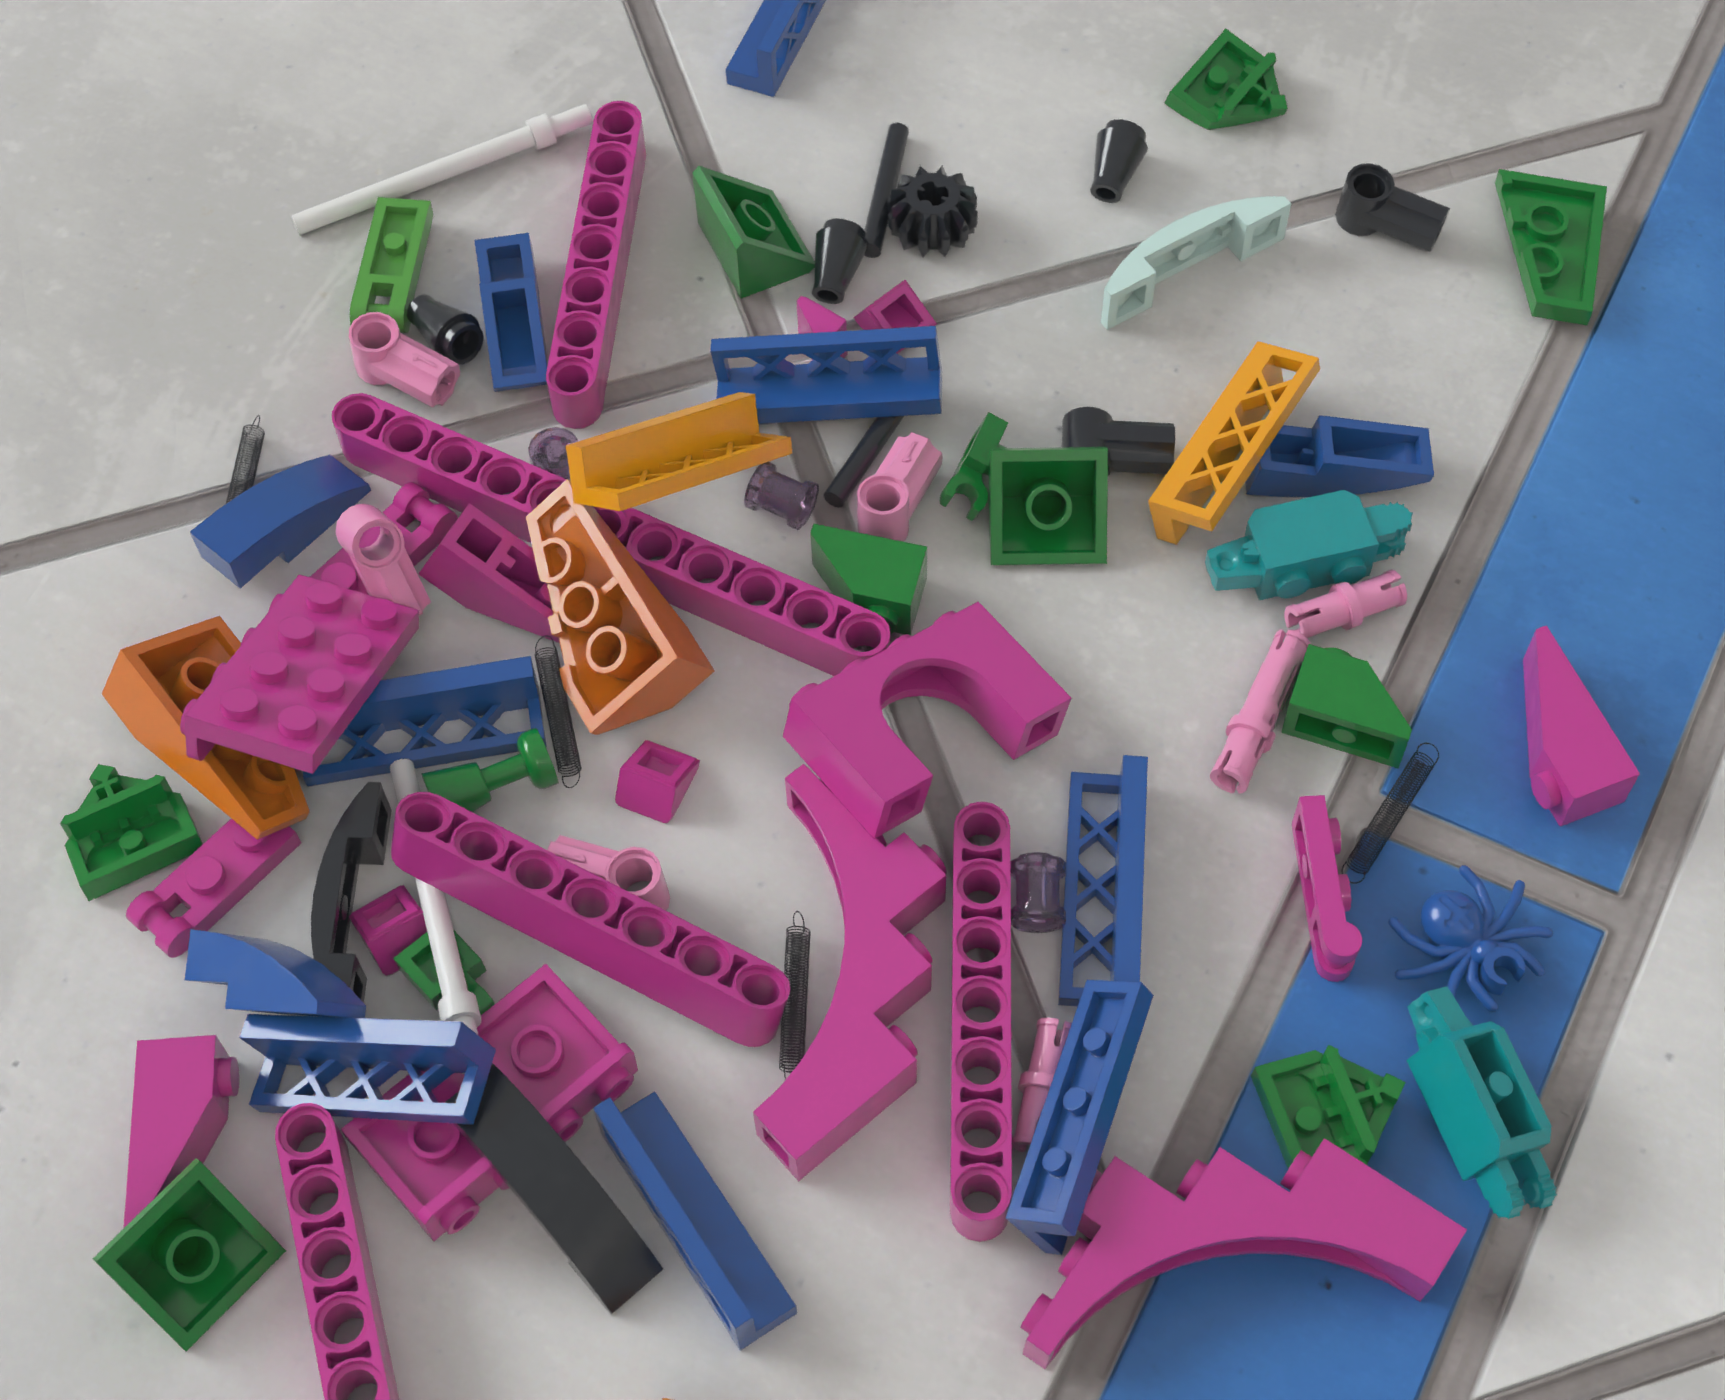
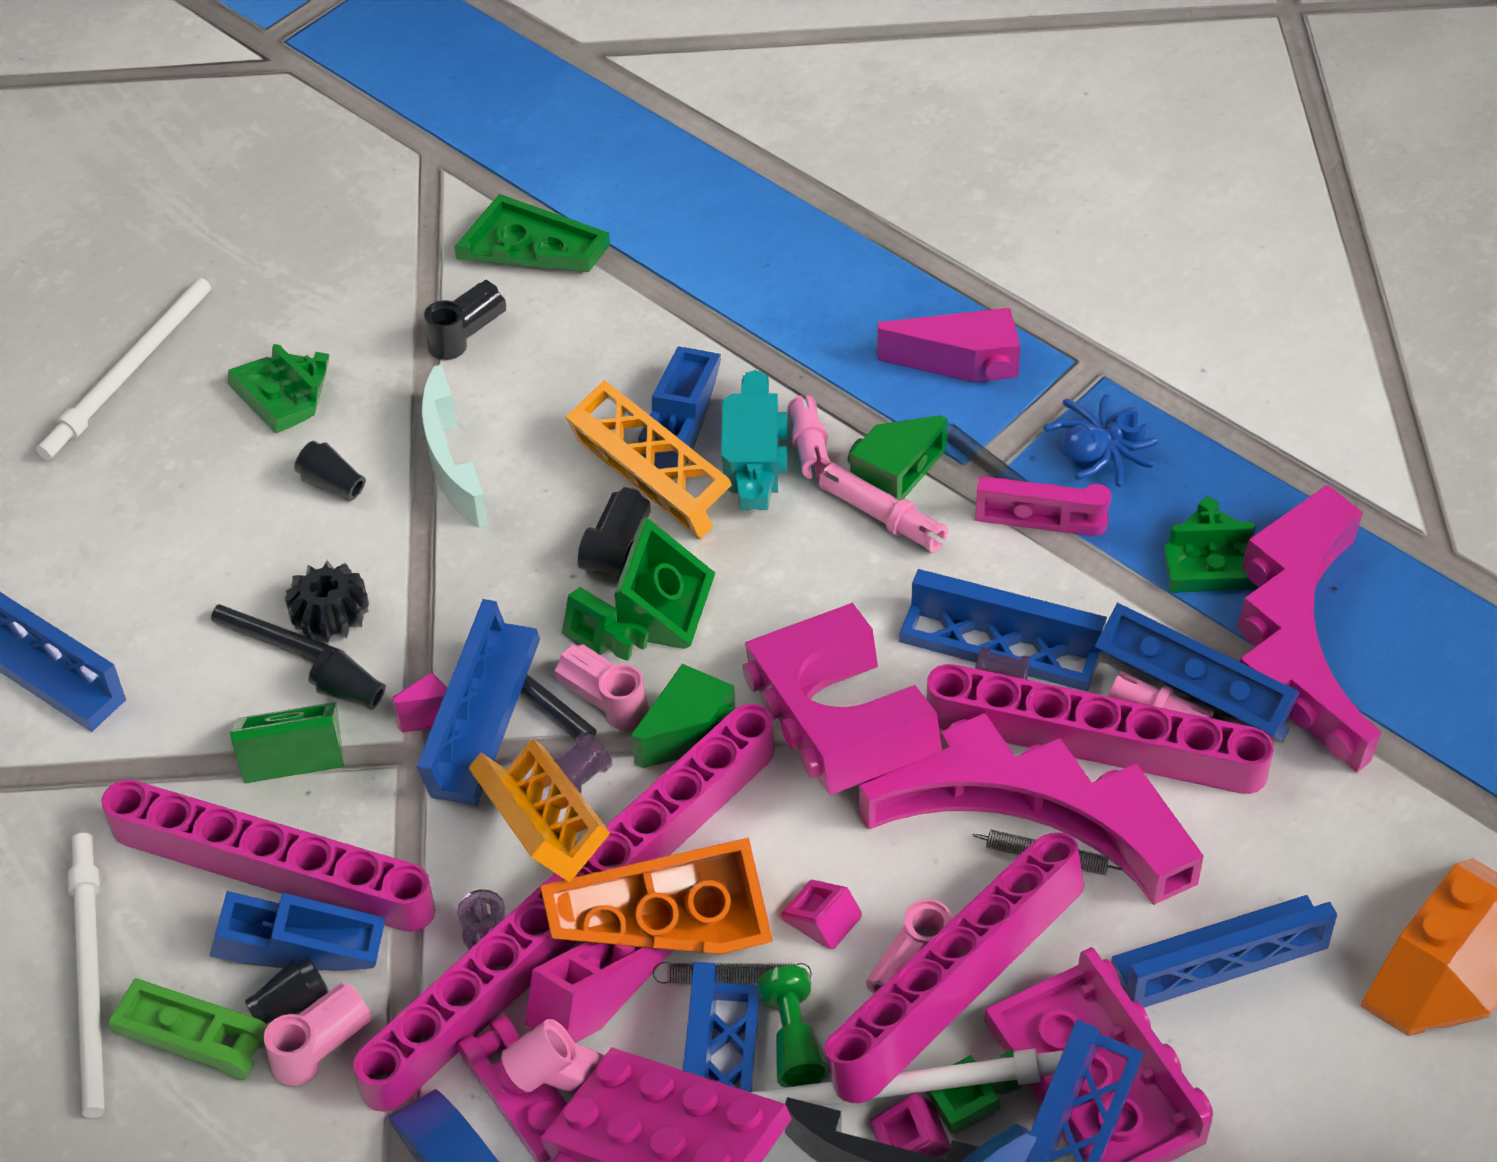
camera: 75 degrees left, 10 degrees down
(559, 1193) = (1189, 1024): black slope -> none
(895, 309) = (415, 655): dark pink slope -> none
(1482, 1104) = (1229, 459): teal hinge -> none

